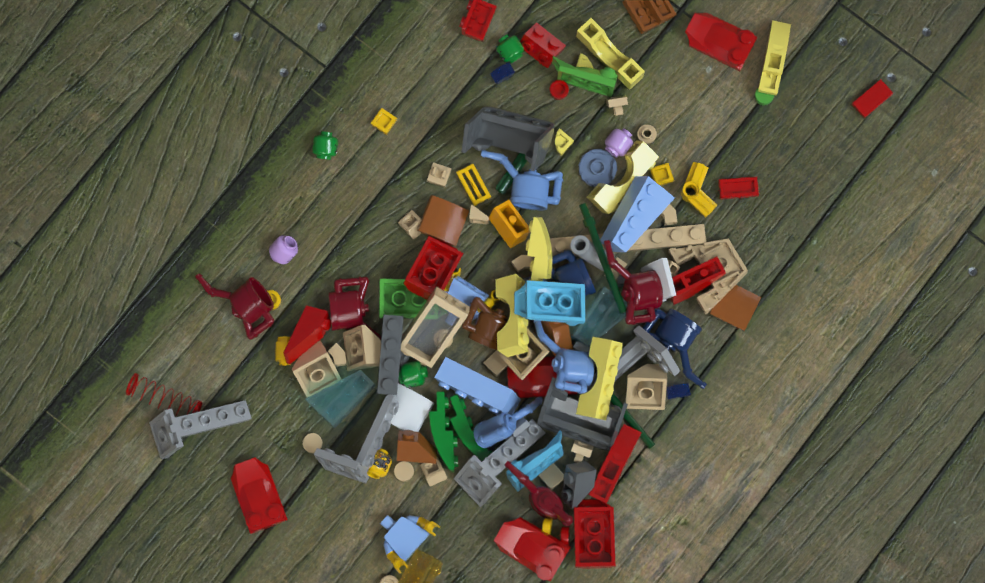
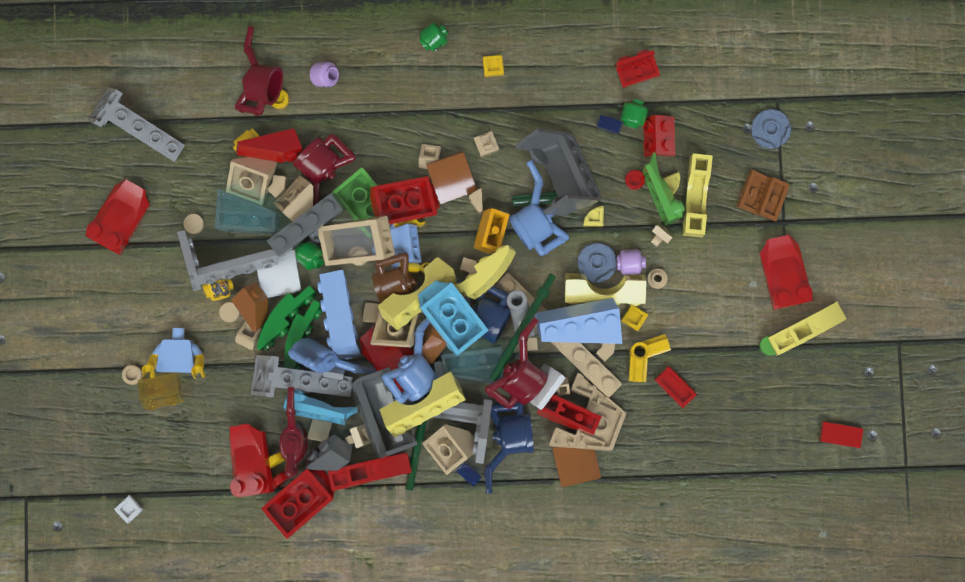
camera: 60 degrees right, 5 degrees up
(135, 383) = (126, 52): red piece -> none
(466, 170) = (495, 192): yellow tile -> none

